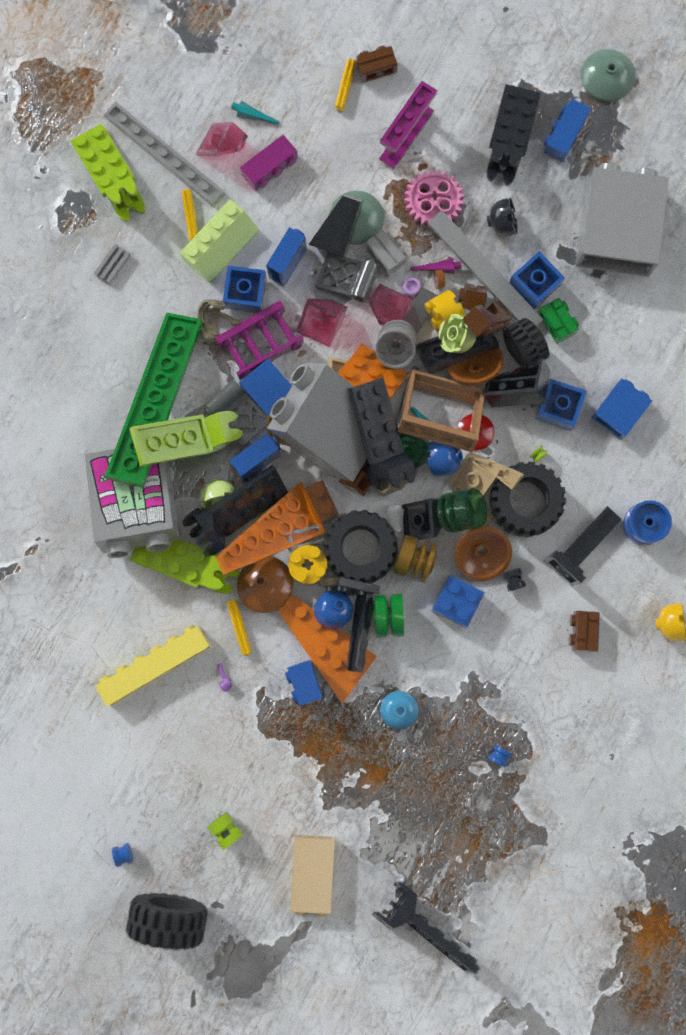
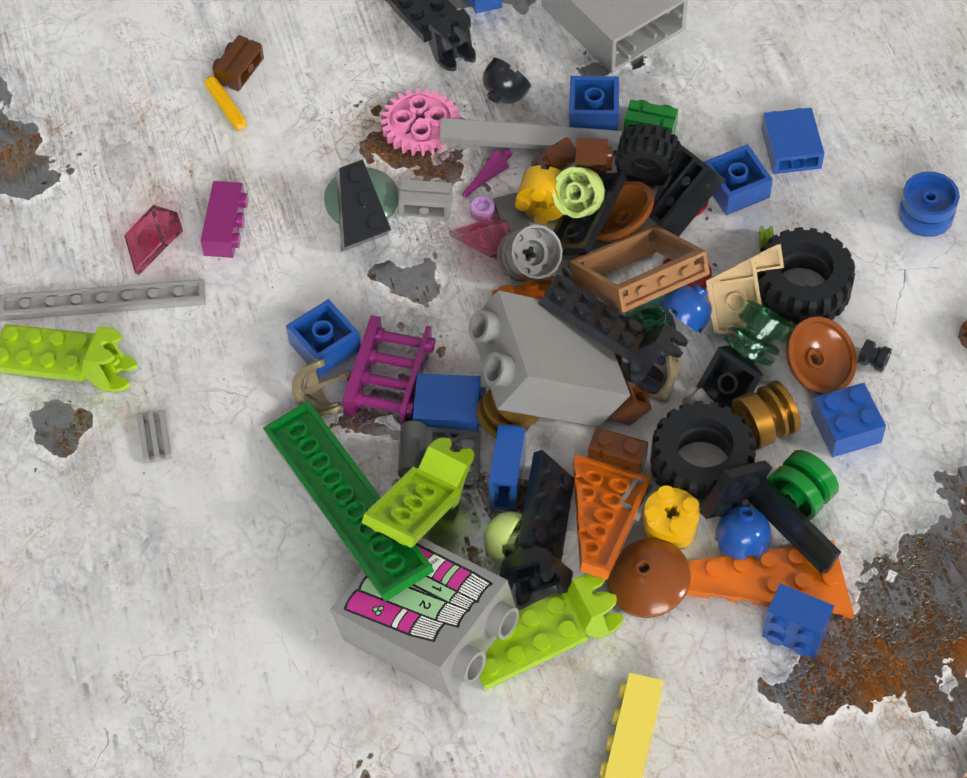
camera: 45 degrees left, 25 degrees down
(189, 213) = (191, 328): yellow axle -> none
(219, 241) = (248, 323): yellowish green slope -> none
(226, 684) = (718, 706): medium lavender hand -> none
(239, 627) = (670, 643): yellow axle -> none
(247, 111) = (153, 196): teal piece -> none
(286, 256) = (335, 273): blue brick -> none
(321, 320) = (430, 302): clear pink slope -> none
(362, 280) = (427, 234): dark grey piece -> none
(399, 710) = (913, 567): dark azure cylinder -> none
(407, 124) = (330, 78): magenta fence -> none
(439, 279) = (502, 179): dark orange tile -> none
(568, 562) = (902, 291): black bracket -> none

